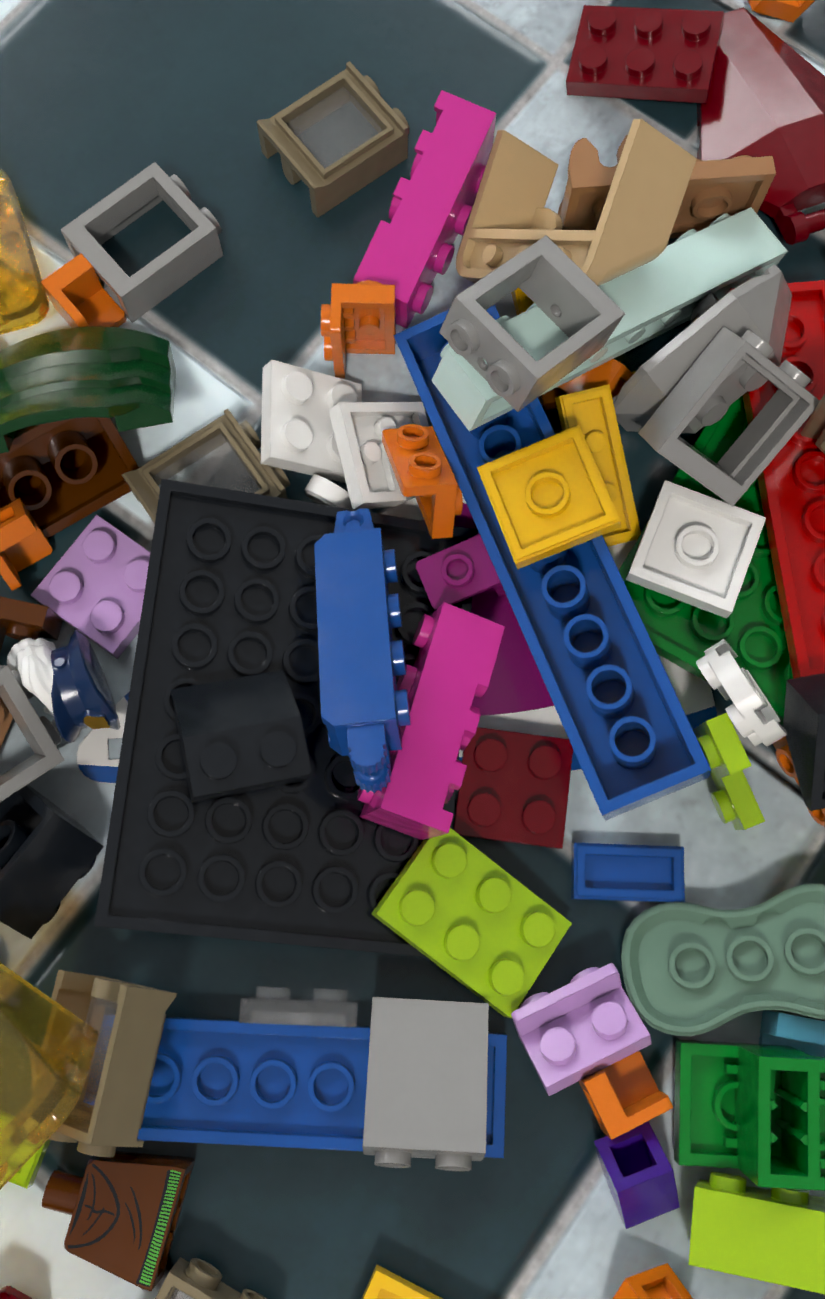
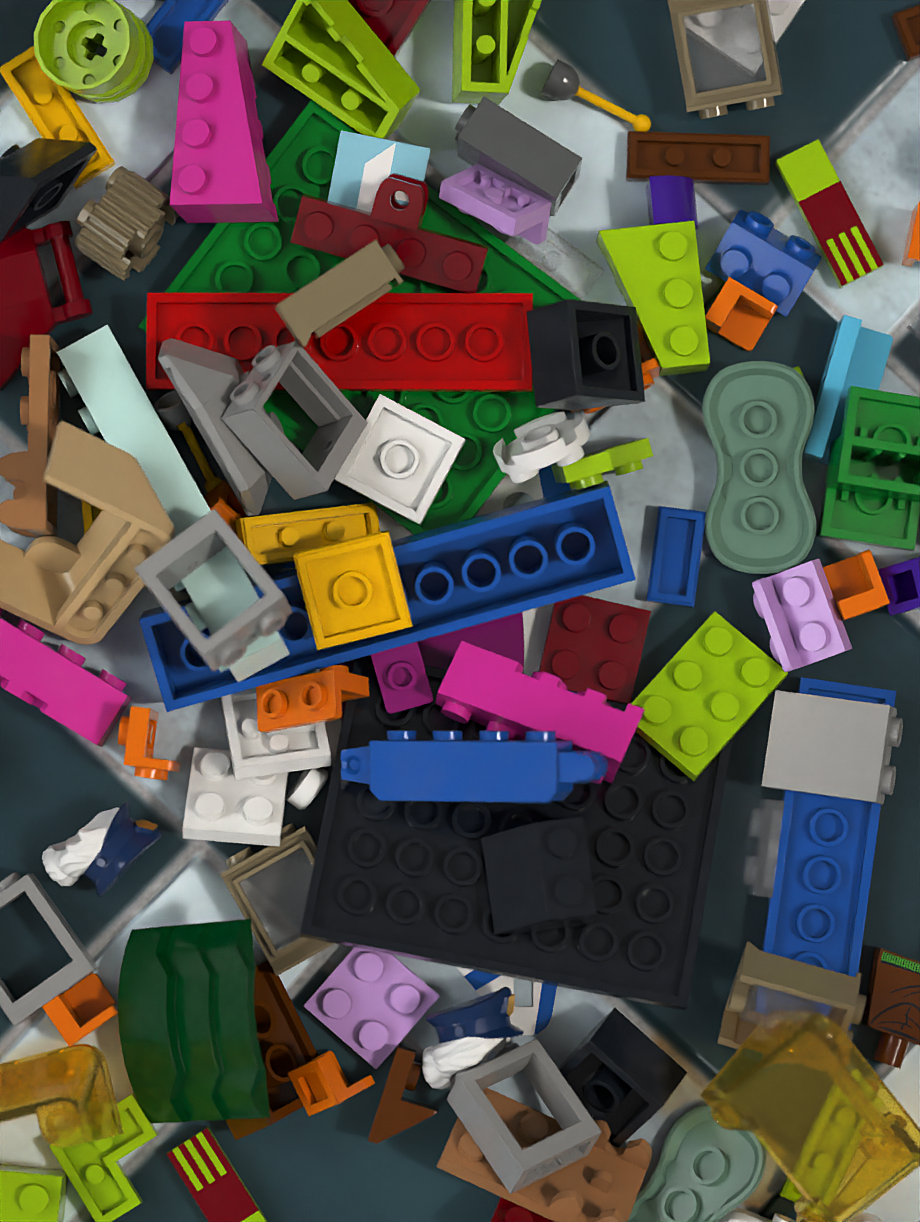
camera: 85 degrees left, 10 degrees up
(244, 301) = (101, 849): none -> piece

